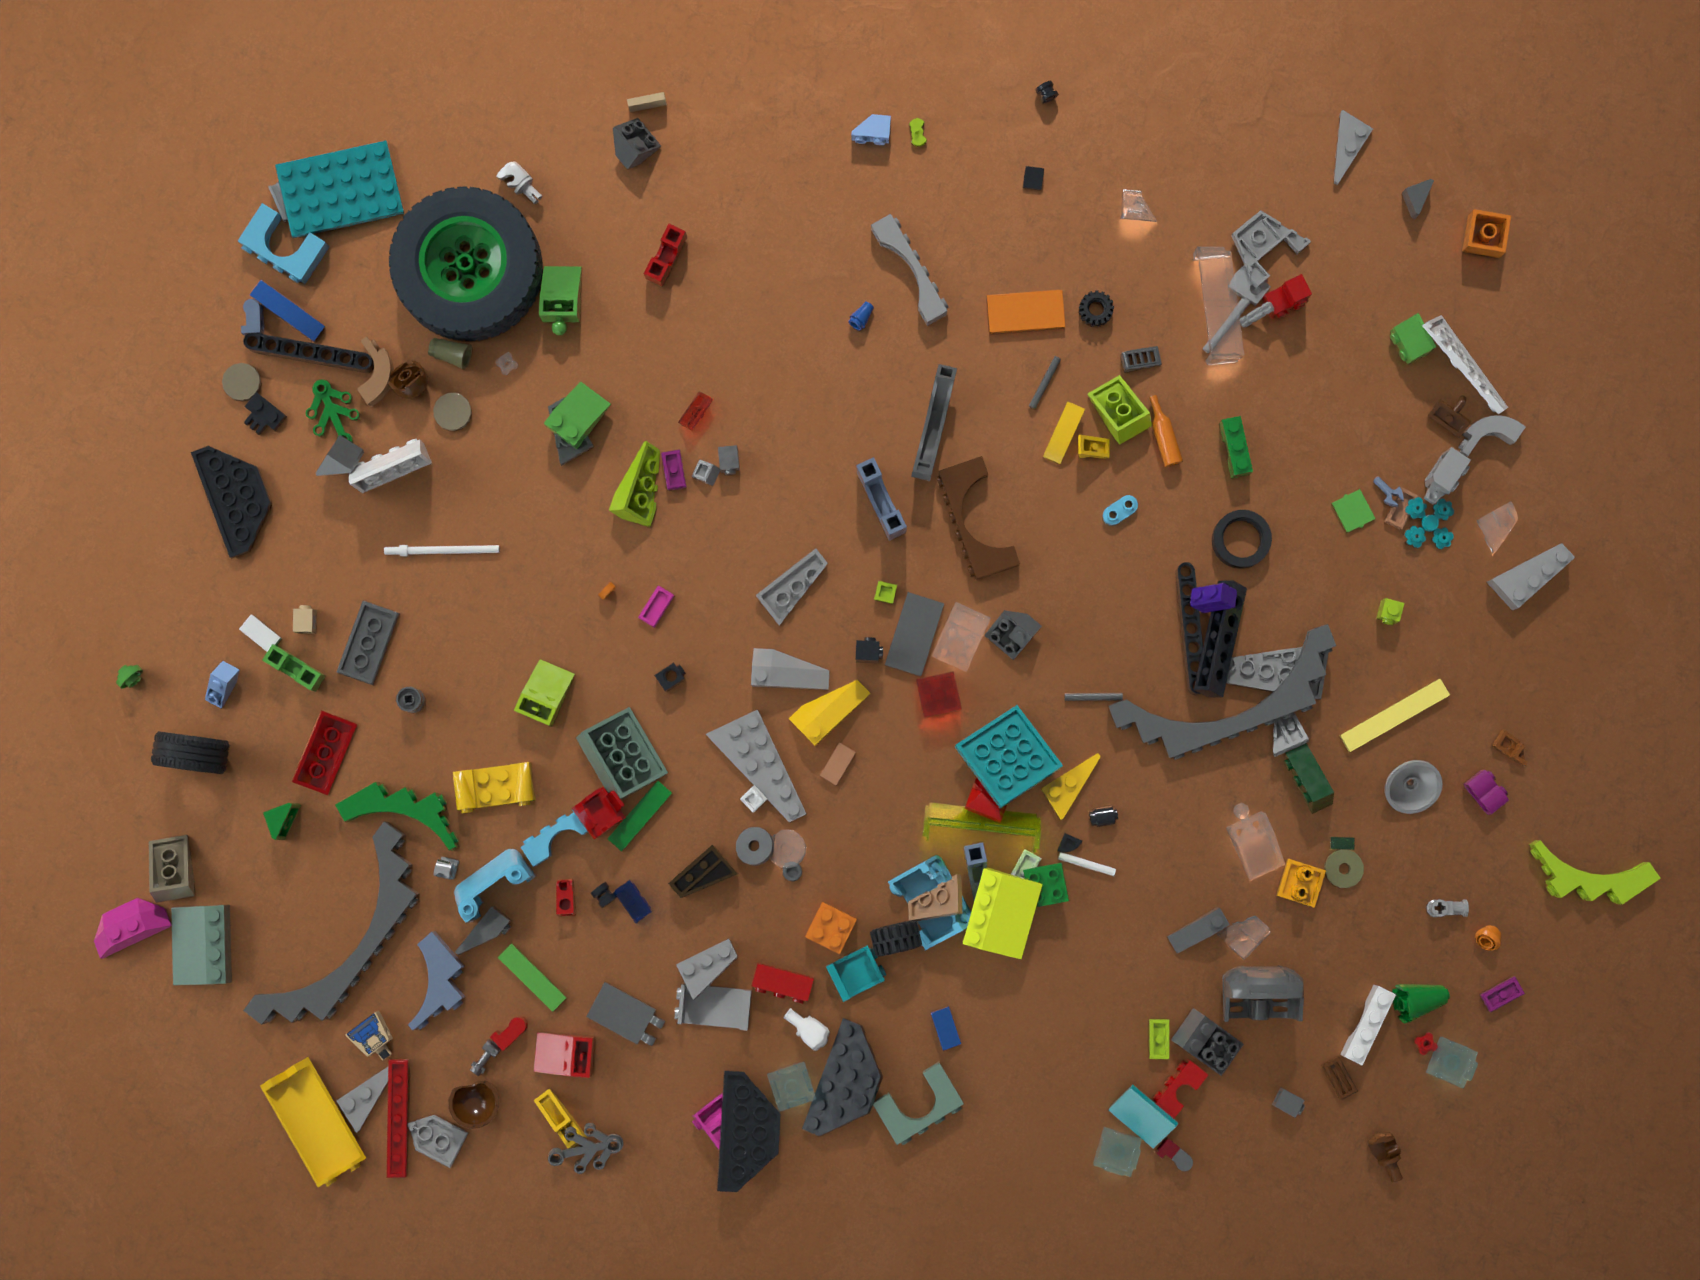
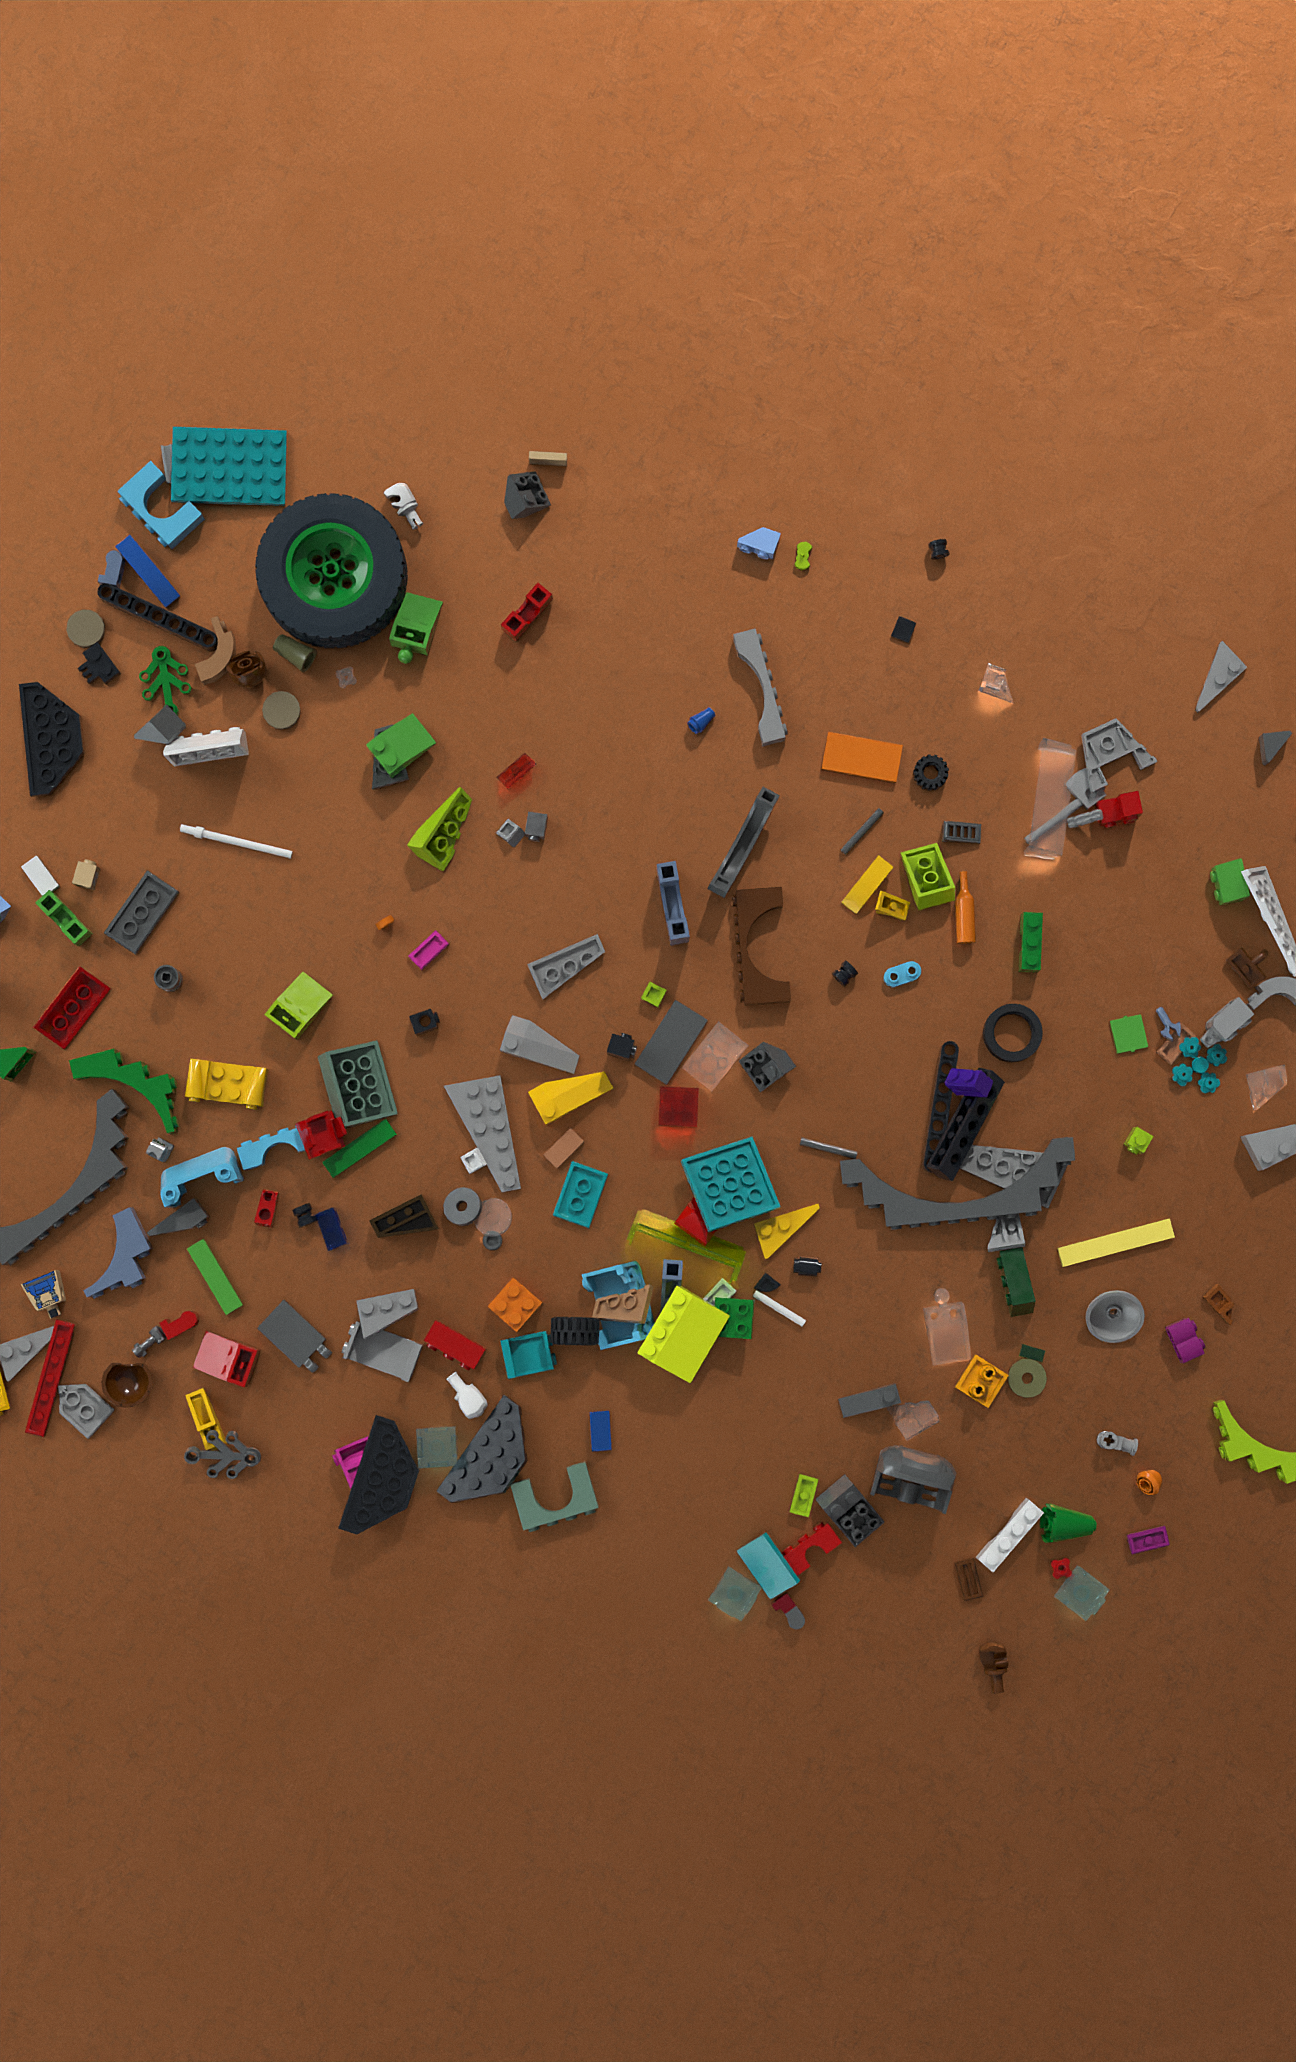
camera: 10 degrees right, 0 degrees up
(673, 470) = (480, 822): magenta plate -> none
(865, 804) = (580, 1194): none -> teal tile
(1064, 524) = (845, 973): none -> black wheel
(1288, 1102) = (913, 1590): dark grey brick -> none

